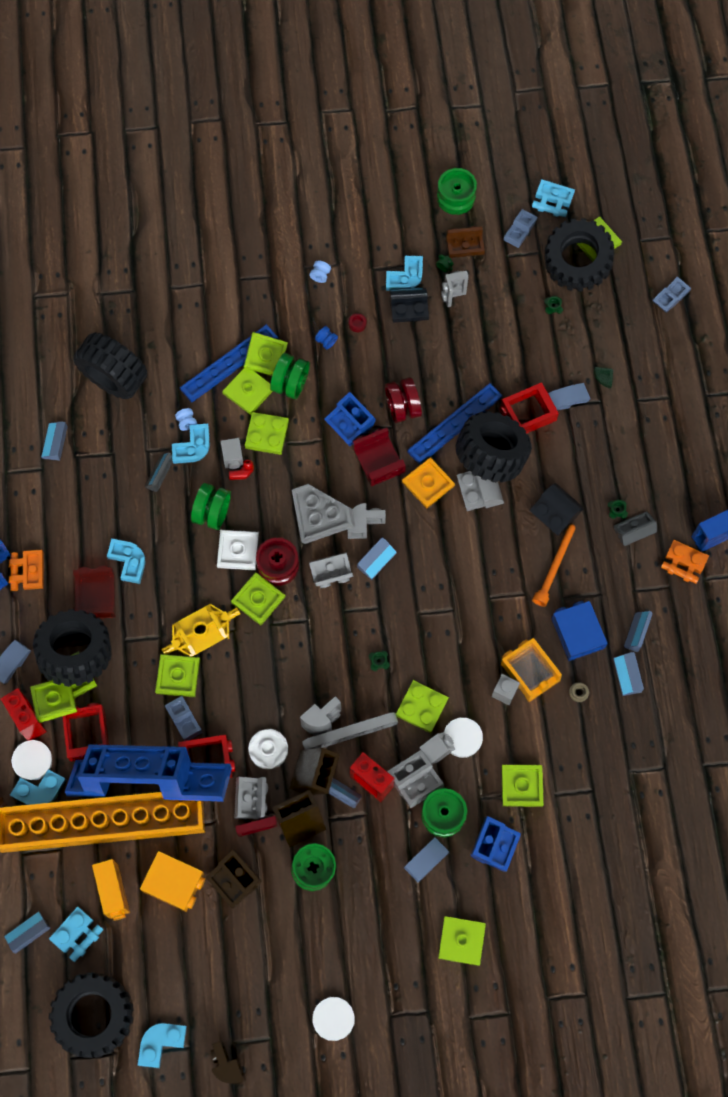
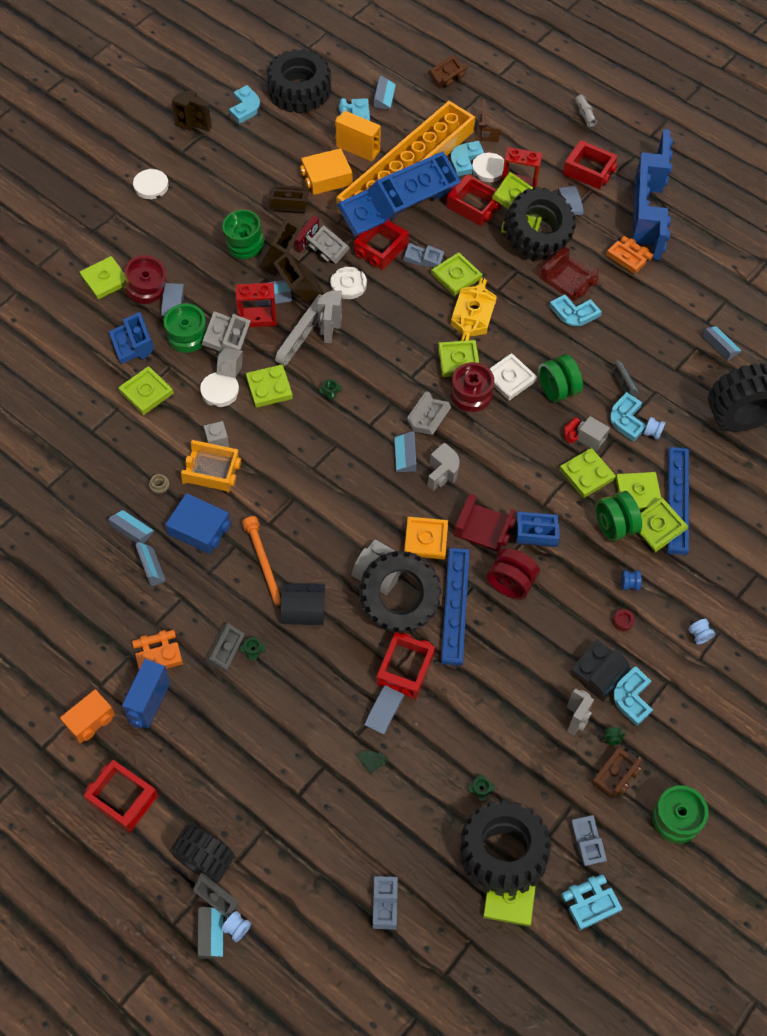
camera: 135 degrees right, 10 degrees down
(319, 514) = (480, 440): light grey plate -> none
(427, 886) = (144, 279): none -> dark red wheel

